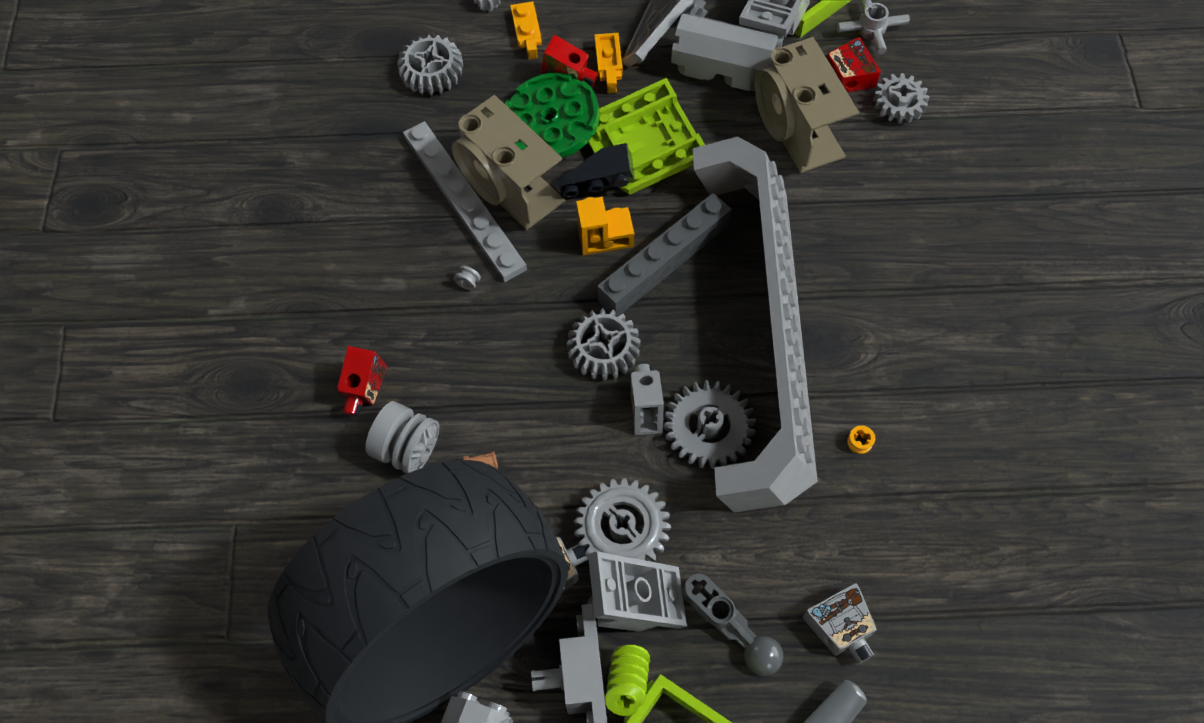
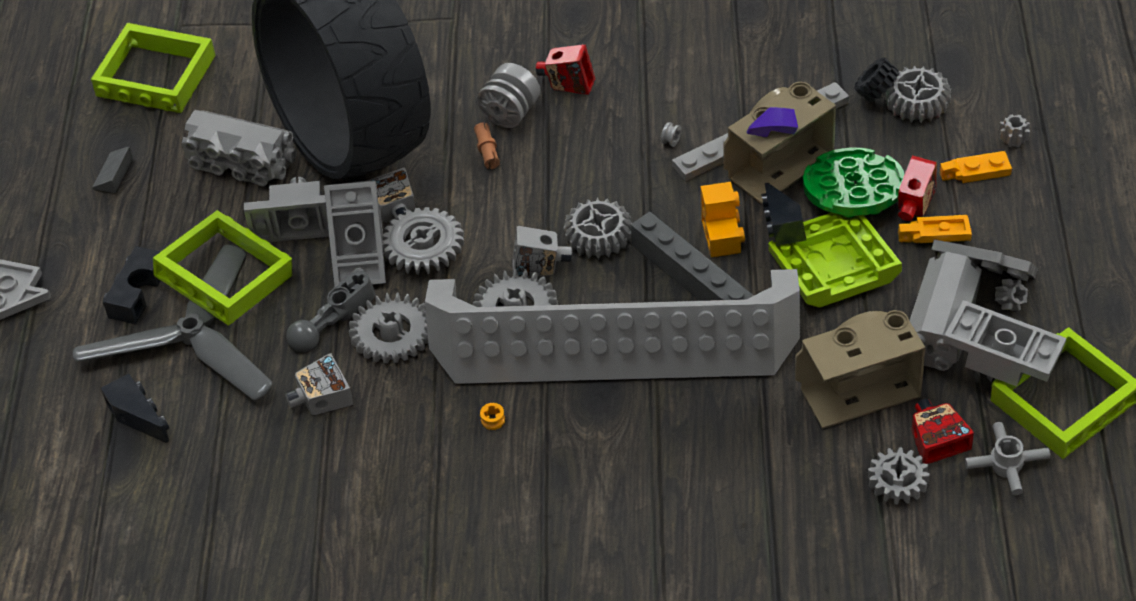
camera: 95 degrees right, 15 degrees down
(403, 95) = (876, 79): none -> black tyre
(524, 141) = (774, 119): none -> dark purple slope
(627, 680) = (291, 236): lime piece -> none
(763, 531) = (388, 318): none -> light grey gear

